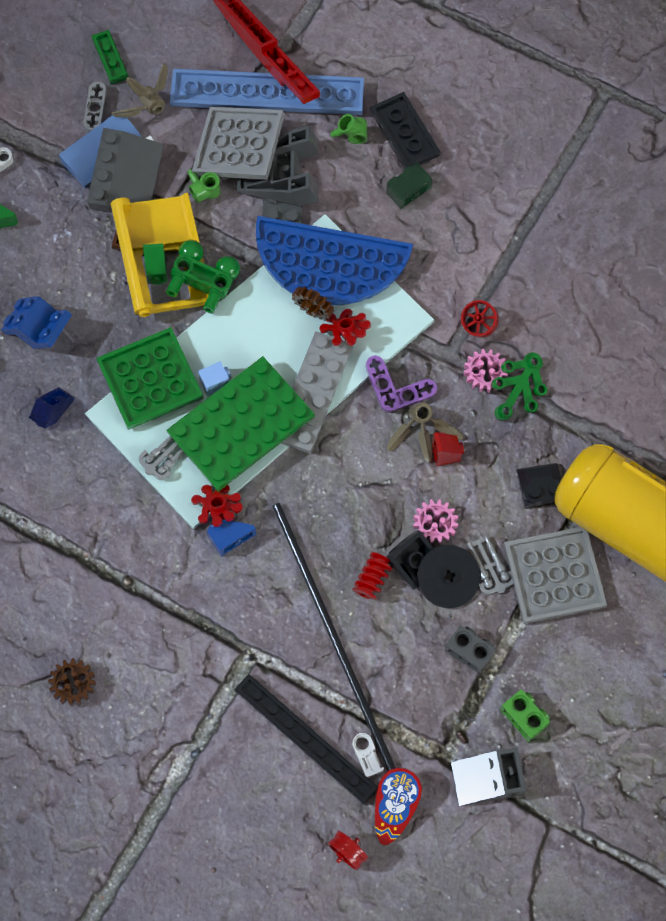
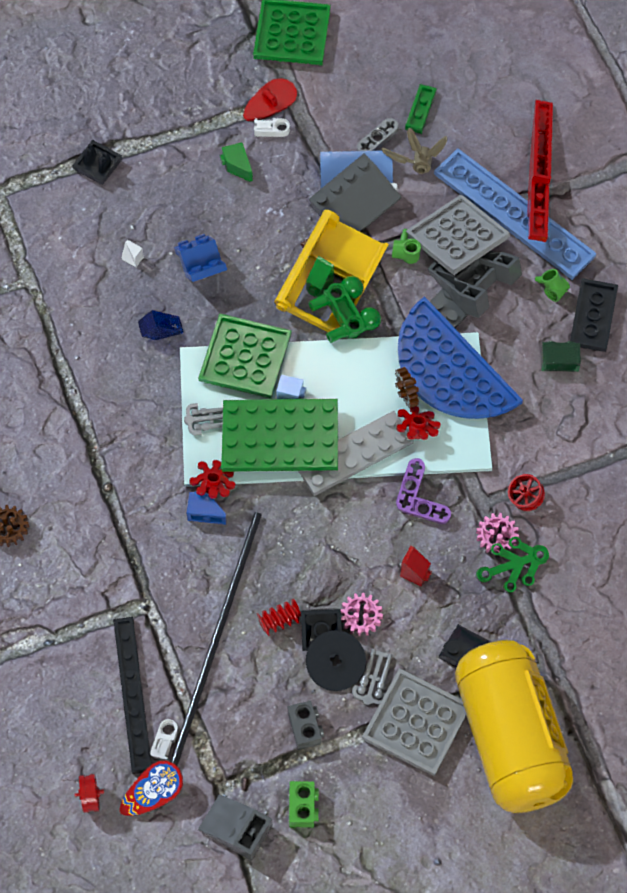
camera: 40 degrees right, 5 degrees down
(424, 435) = (428, 547): dark tan plant -> none

